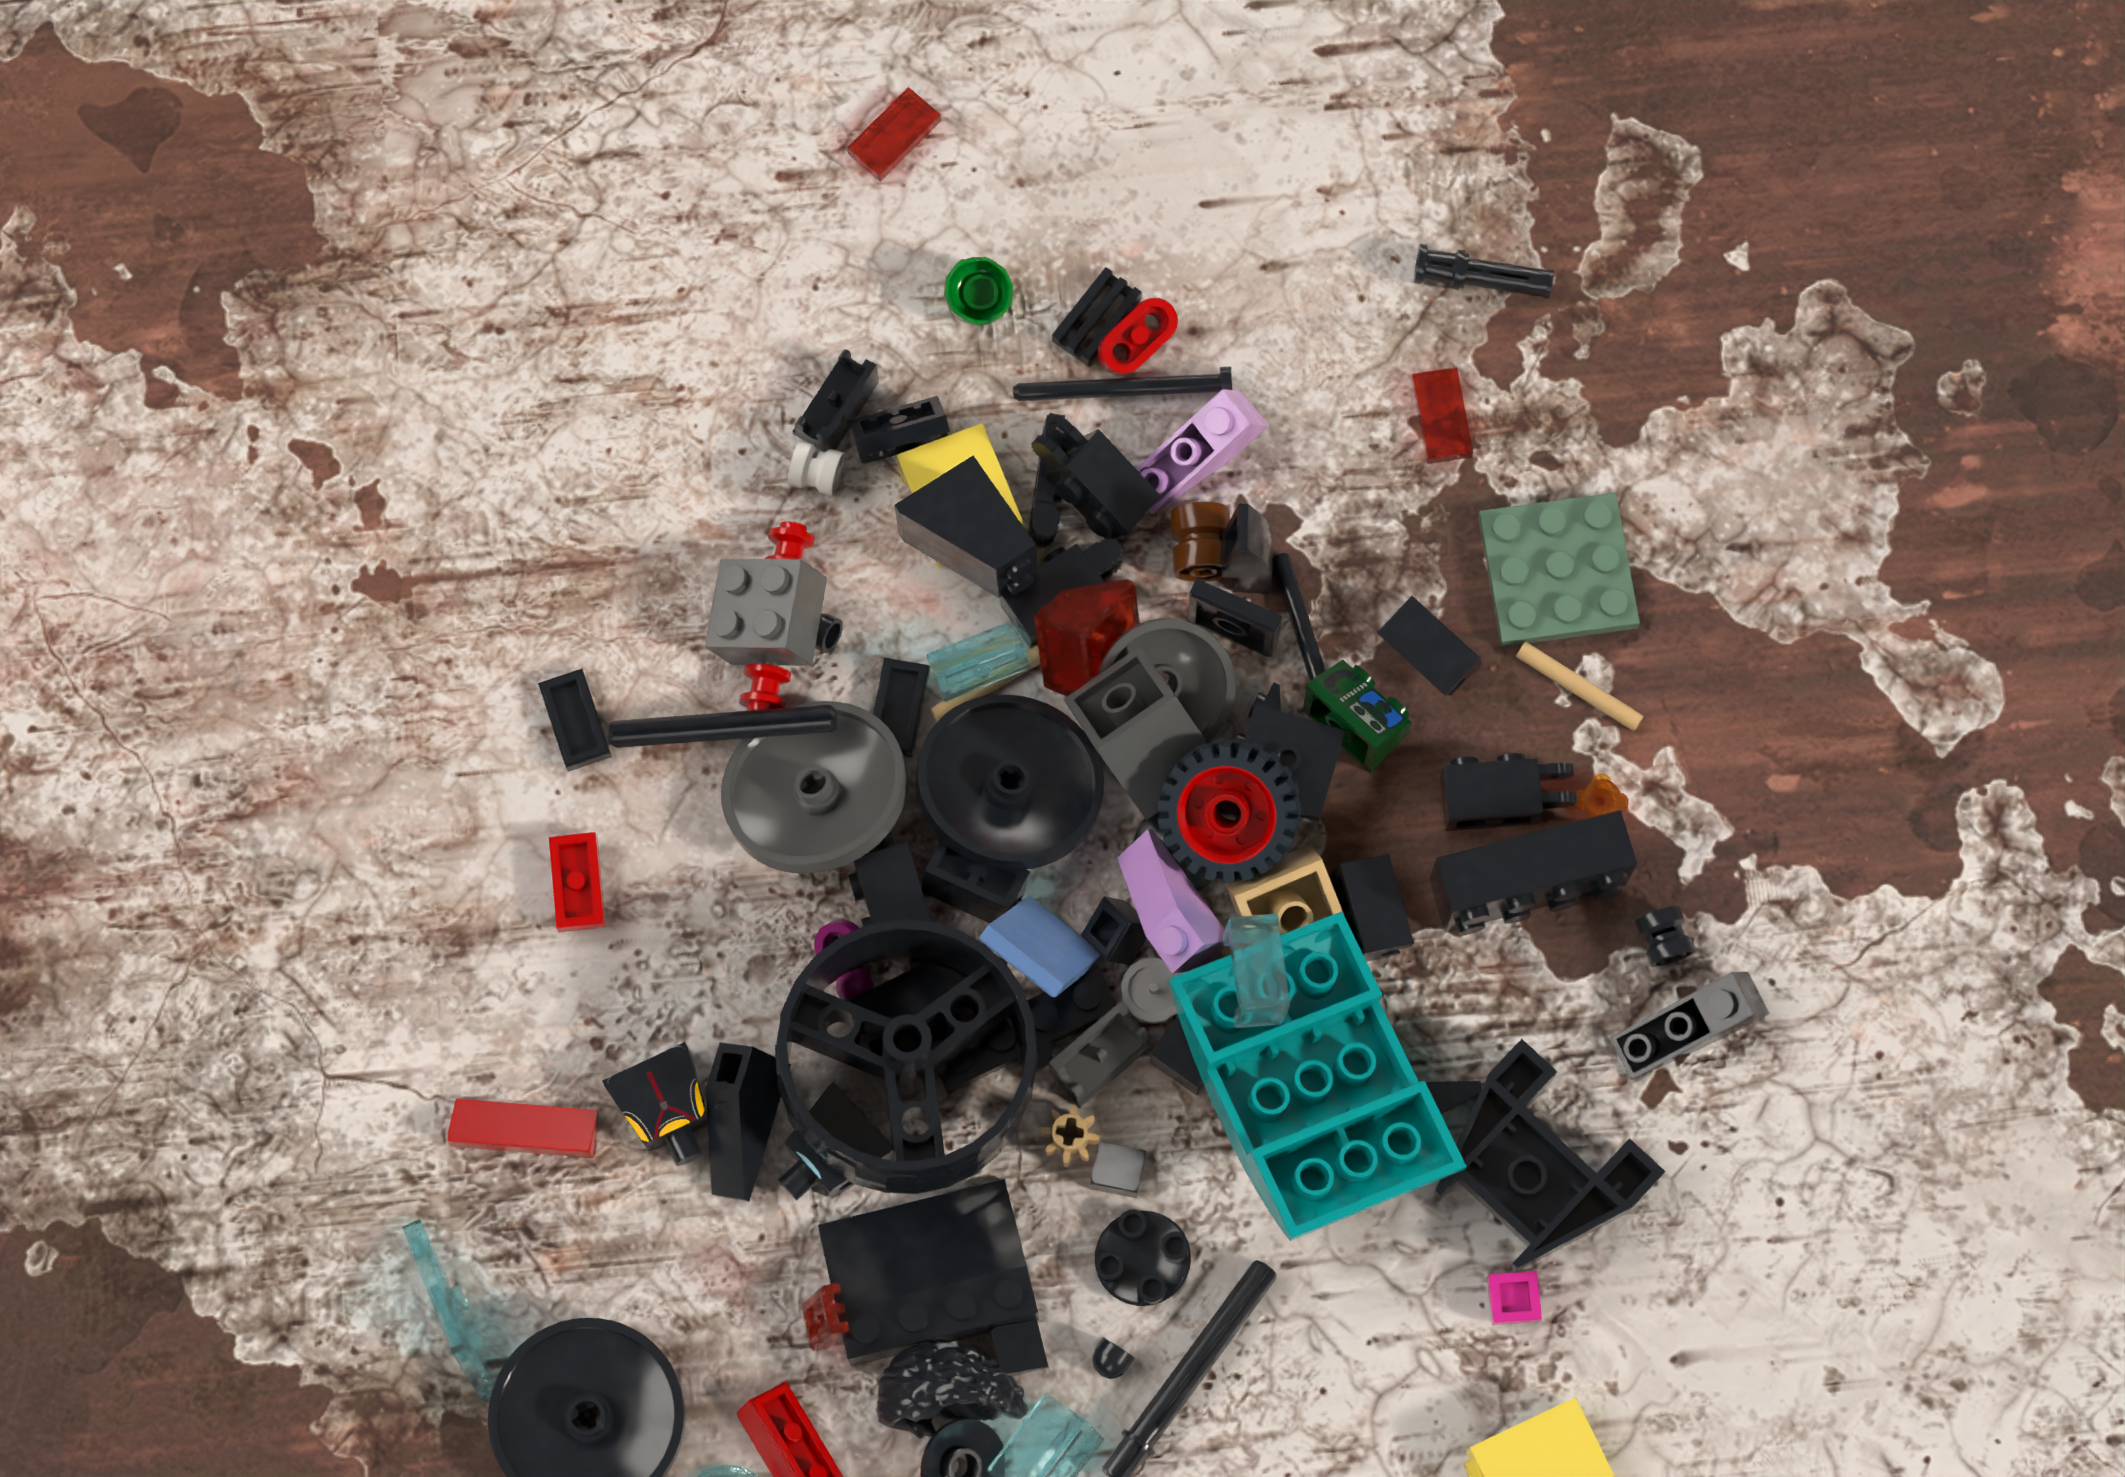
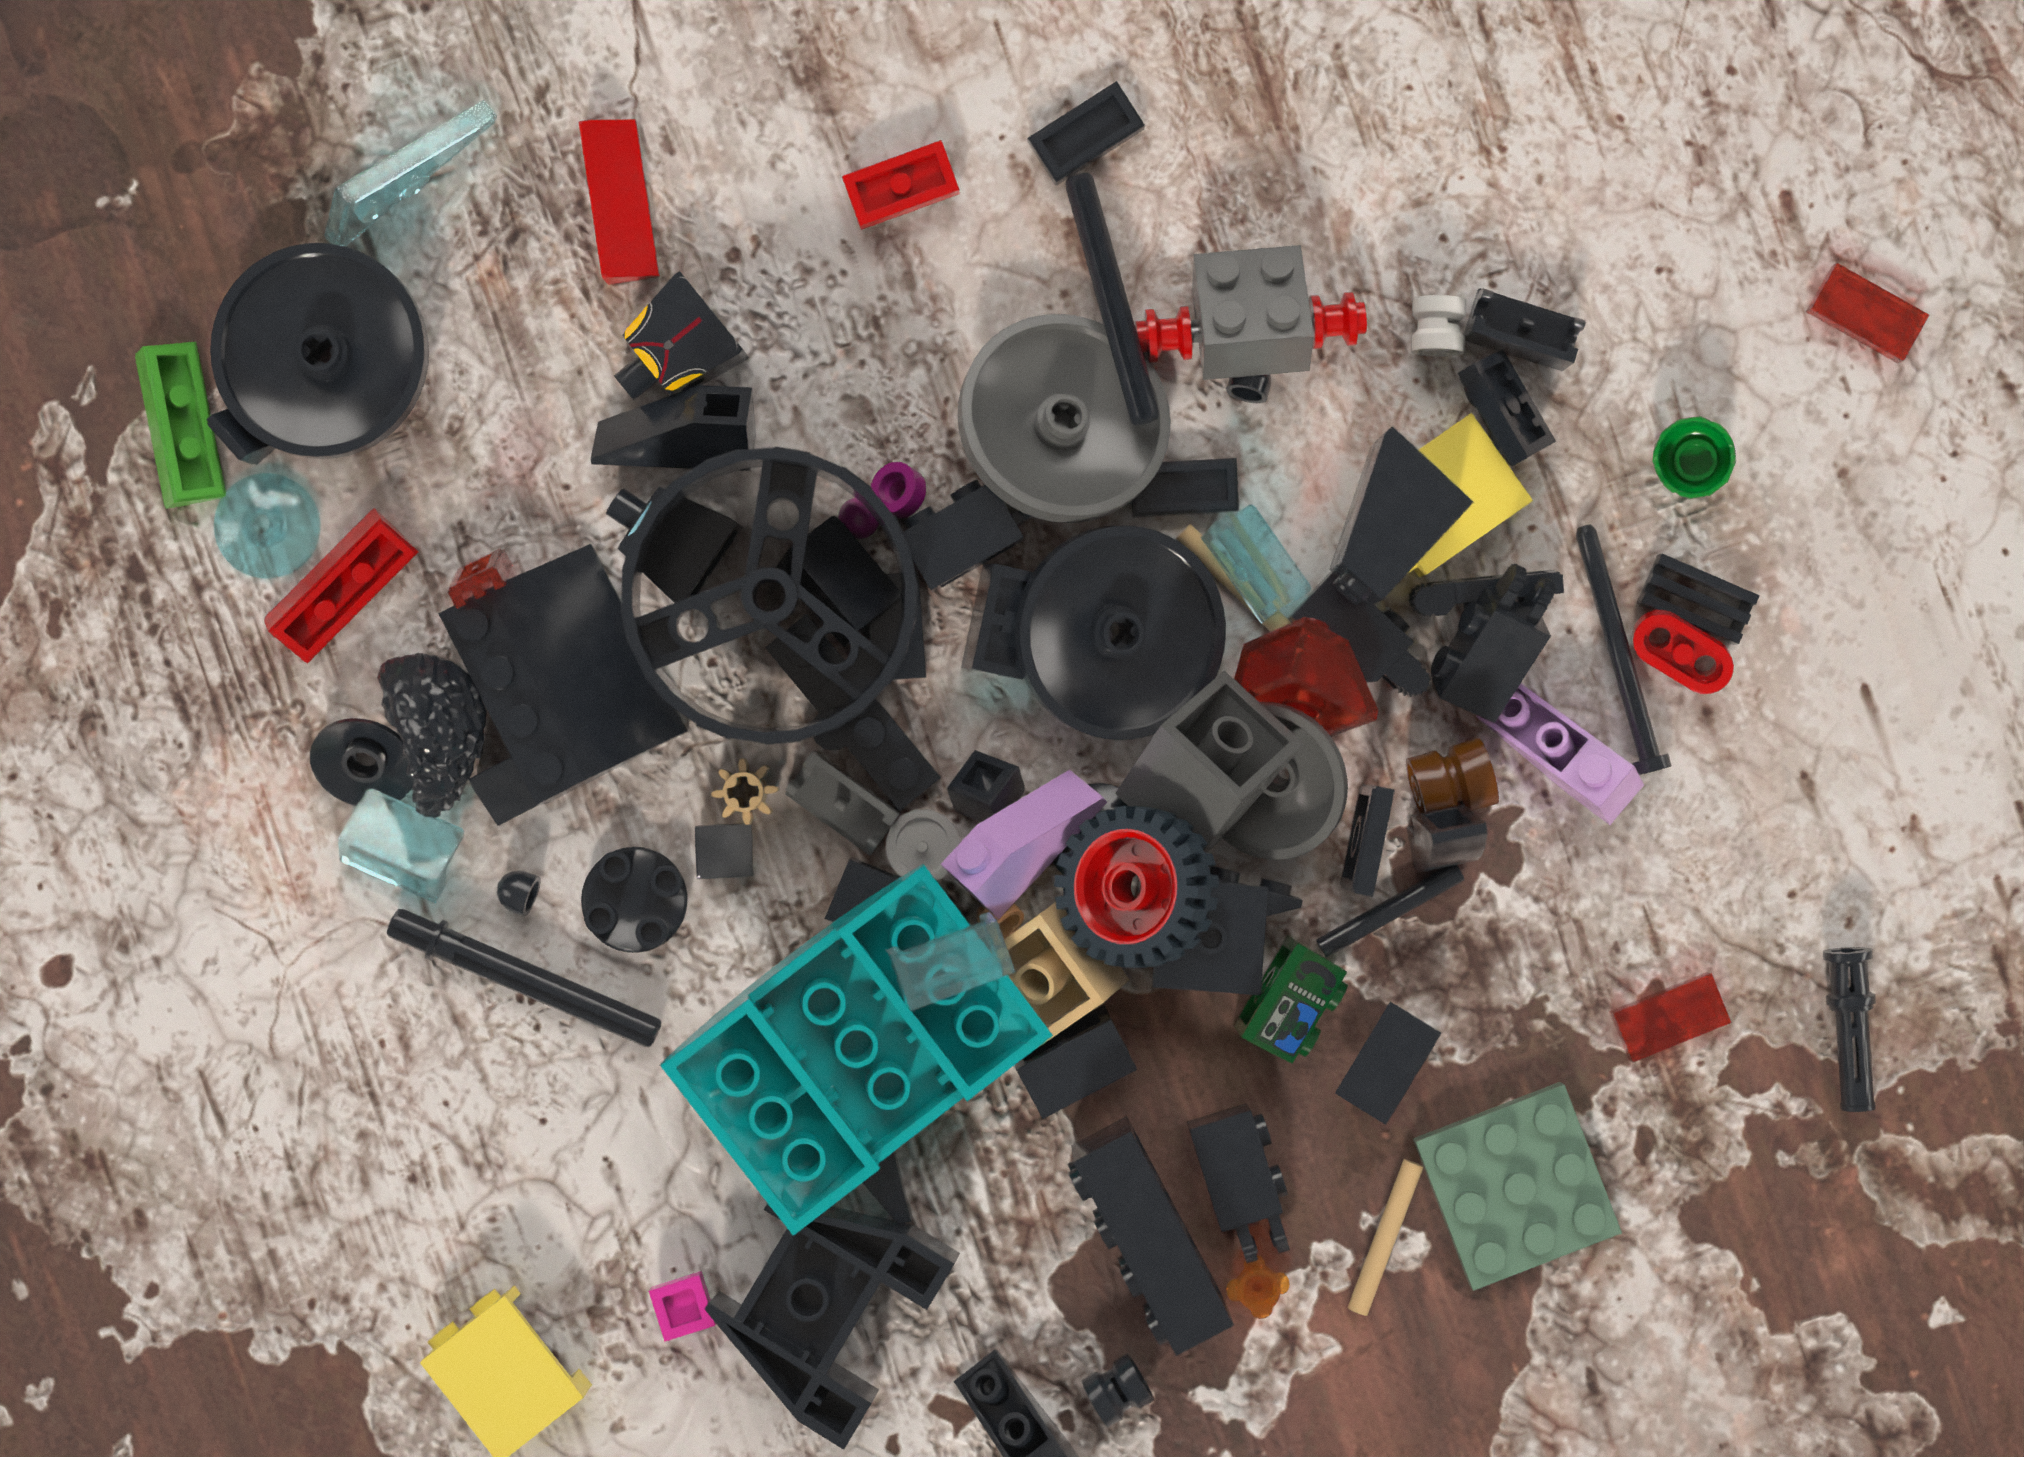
camera: 70 degrees right, 15 degrees up
(1040, 946) = (933, 713): medium blue tile -> none

